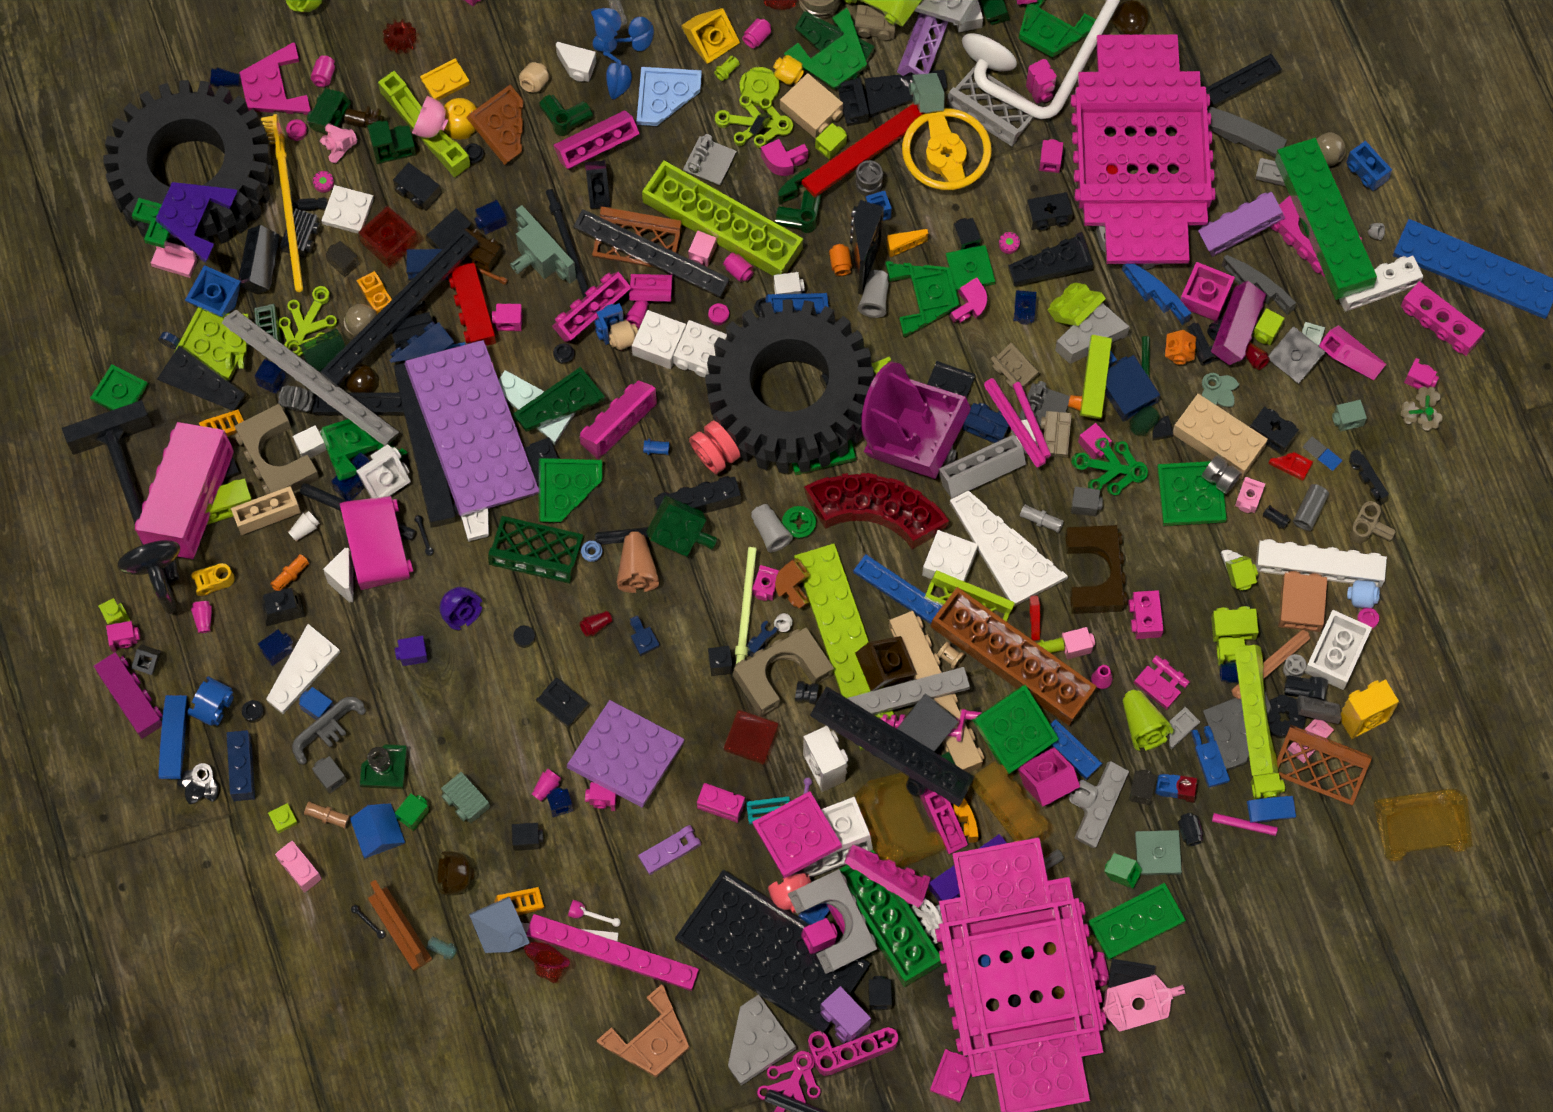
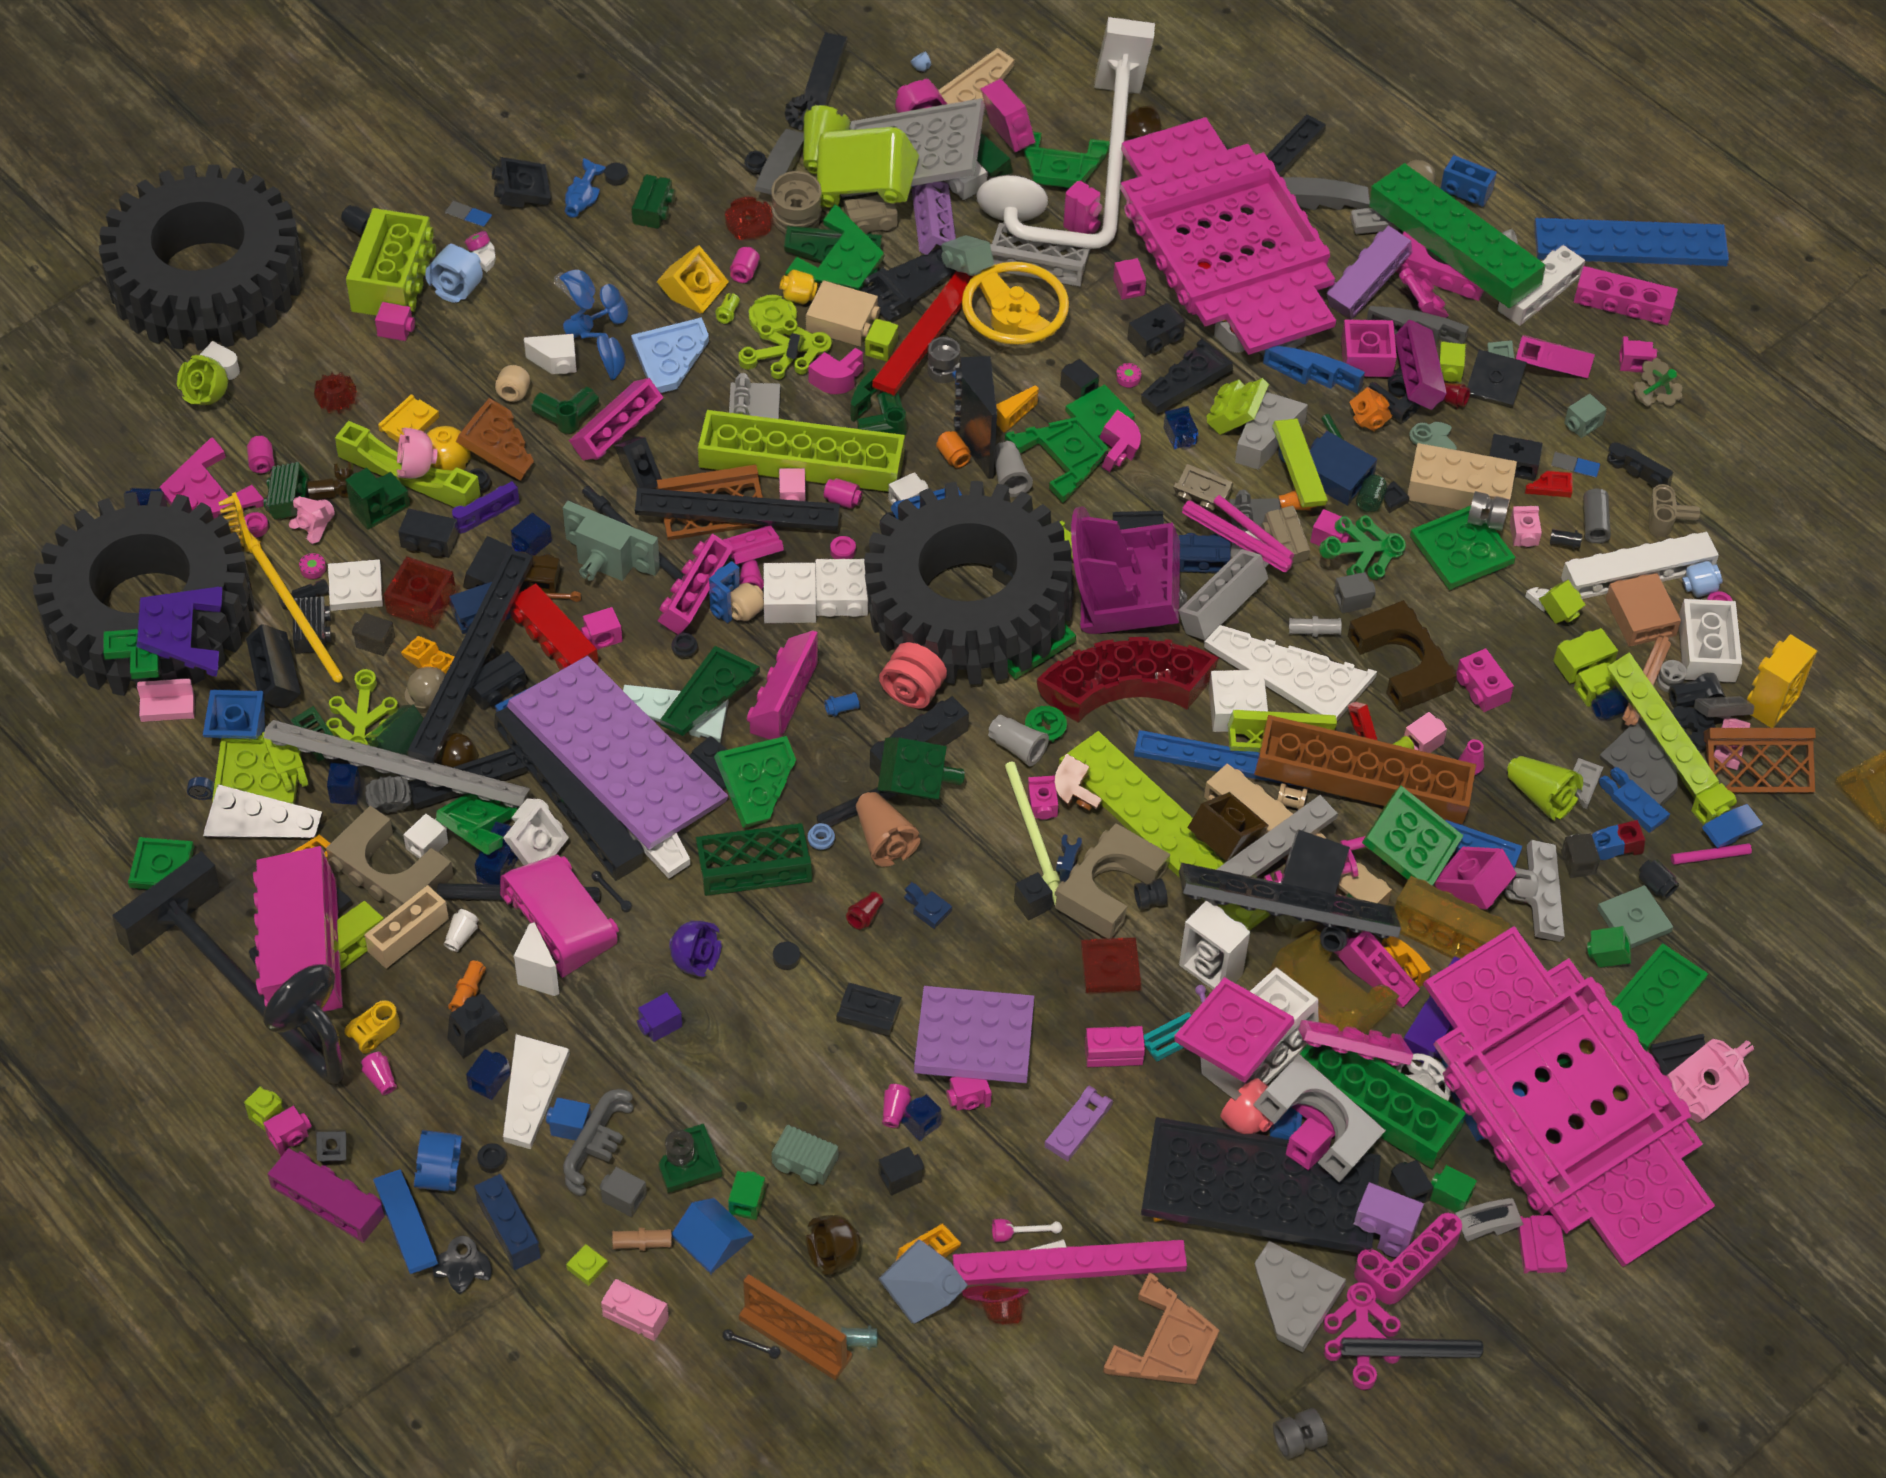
camera: 25 degrees left, 15 degrees down
(432, 341) = (527, 672): dark blue slope -> none
(467, 180) = (486, 507): none -> dark purple plate
(785, 625) = (1088, 833): white hinge -> none
(908, 1010) = (1452, 1189): none -> green brick
(924, 1042) = (1489, 1217): none -> light grey slope
(1157, 686) = (1535, 747): dark pink plate -> none
(1277, 259) = (1424, 293): none -> dark pink plate

